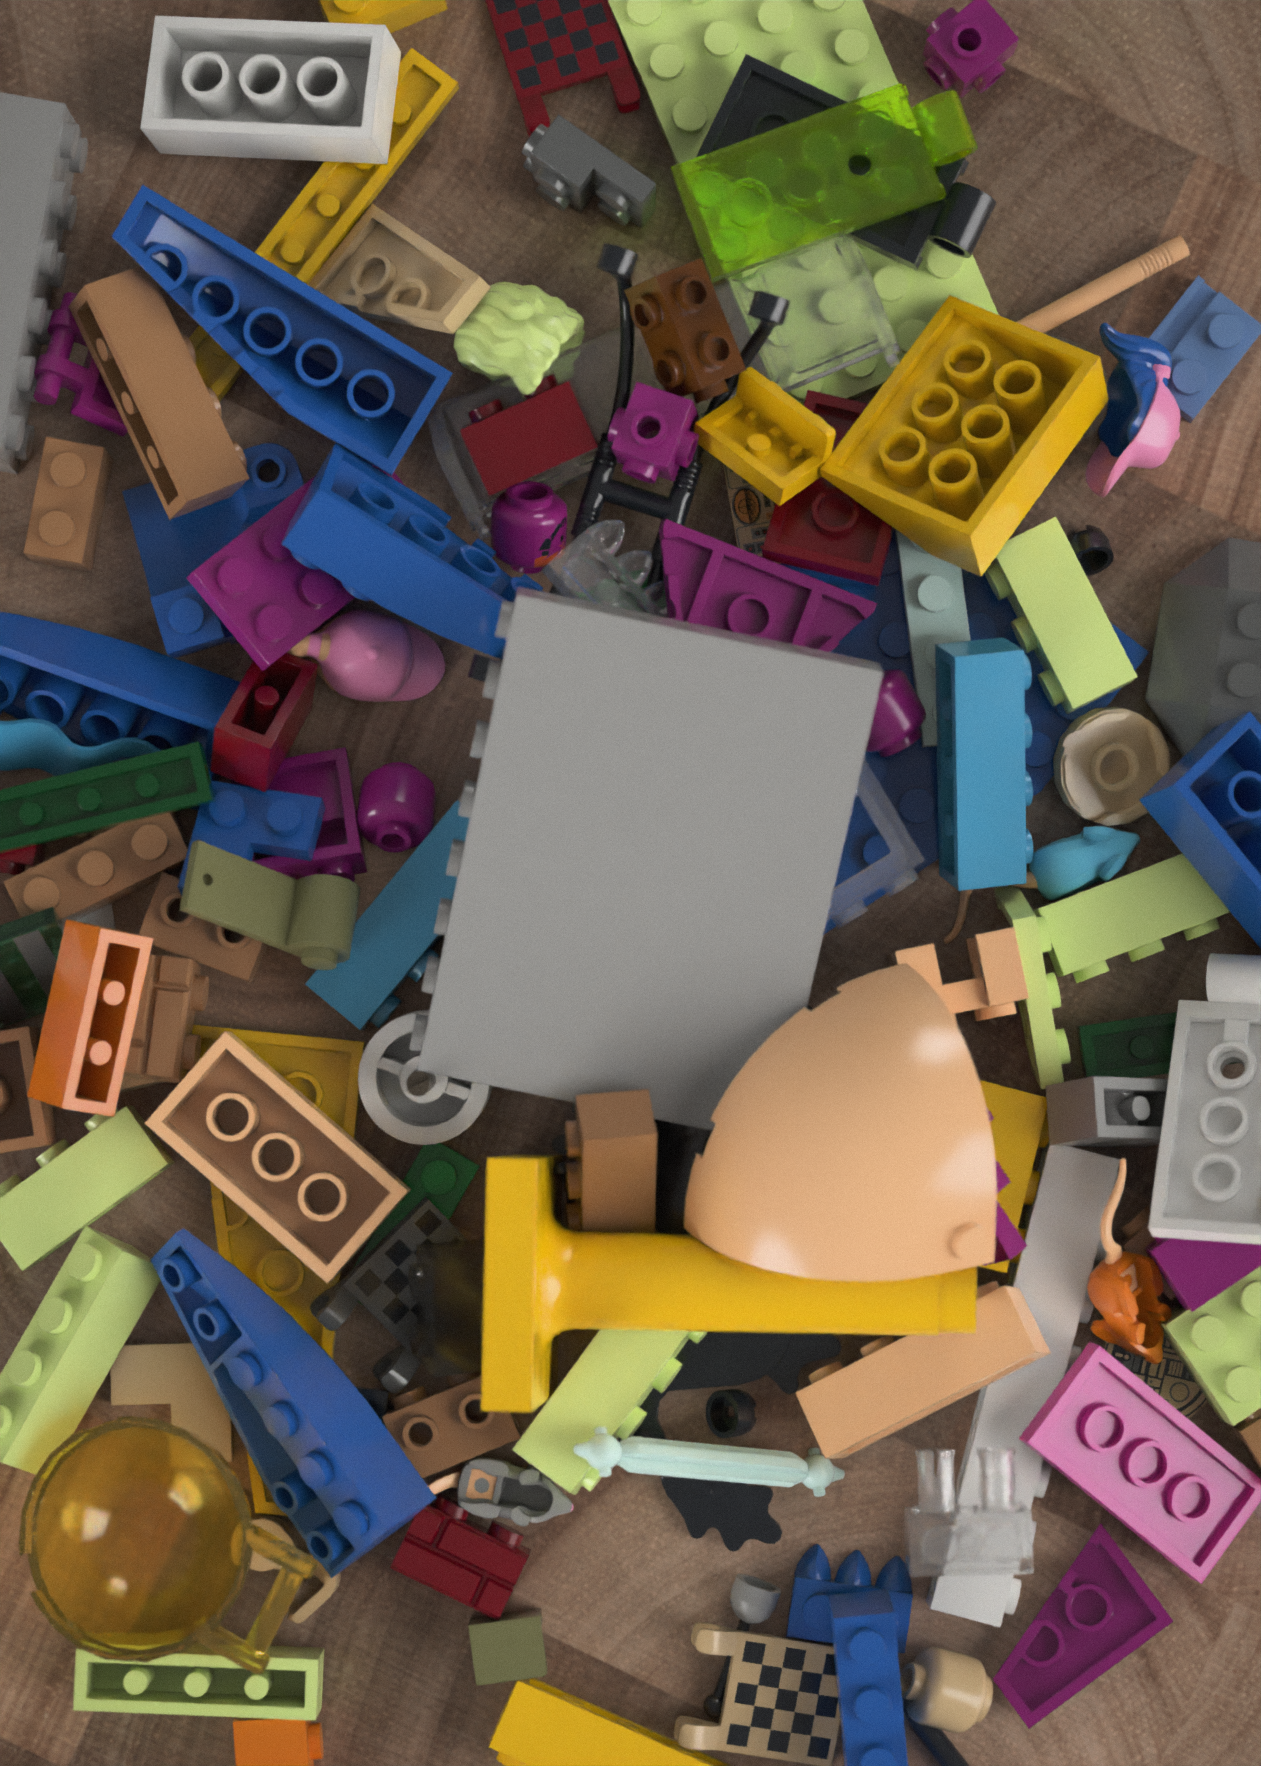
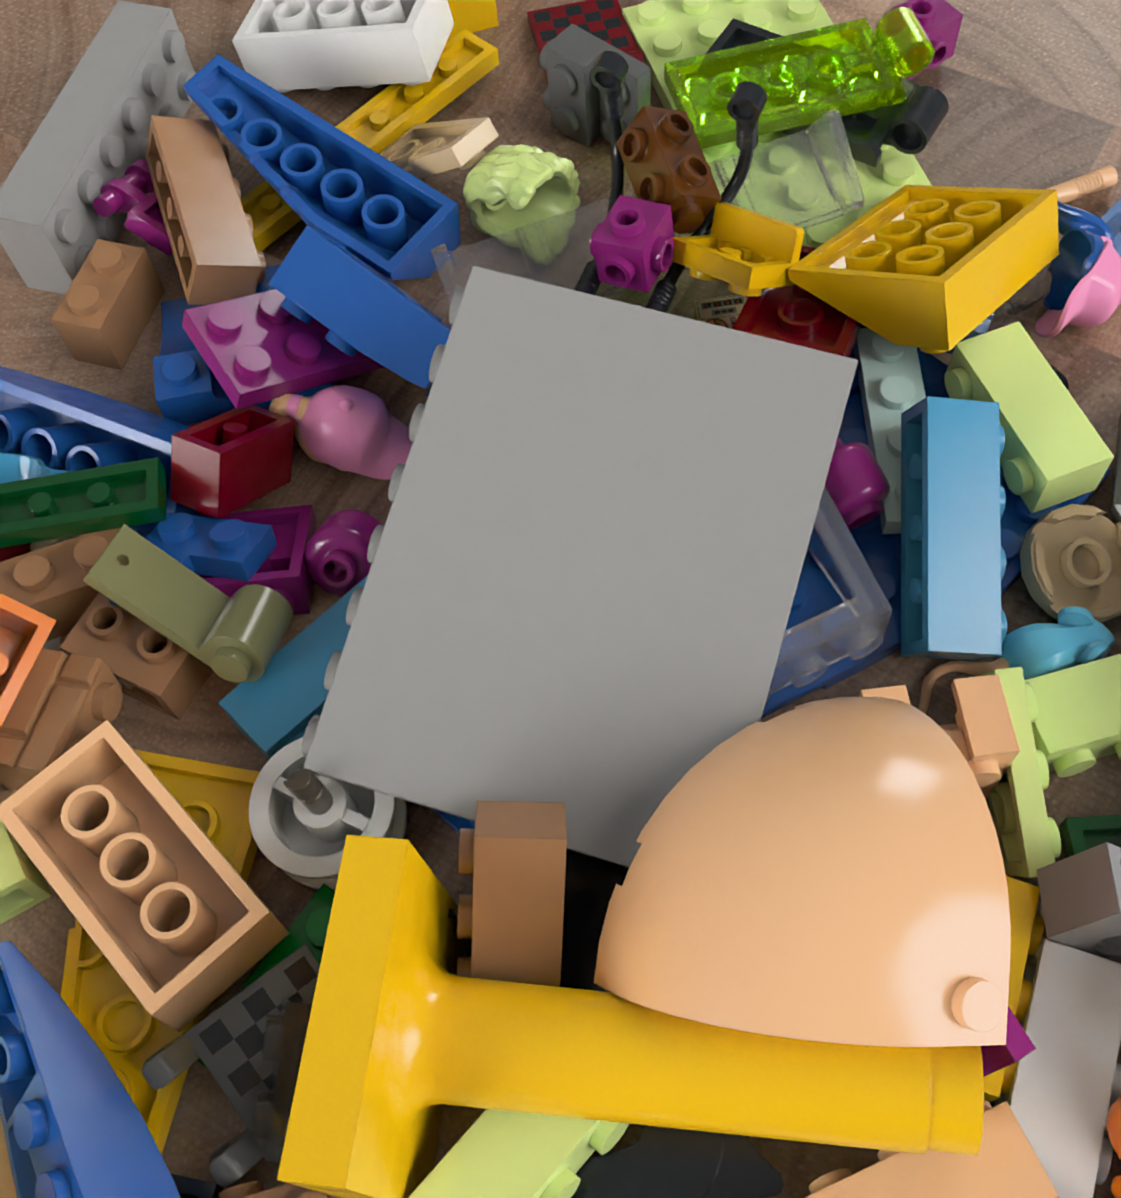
camera: 10 degrees right, 25 degrees down
(528, 435) = (527, 245): dark red brick -> none

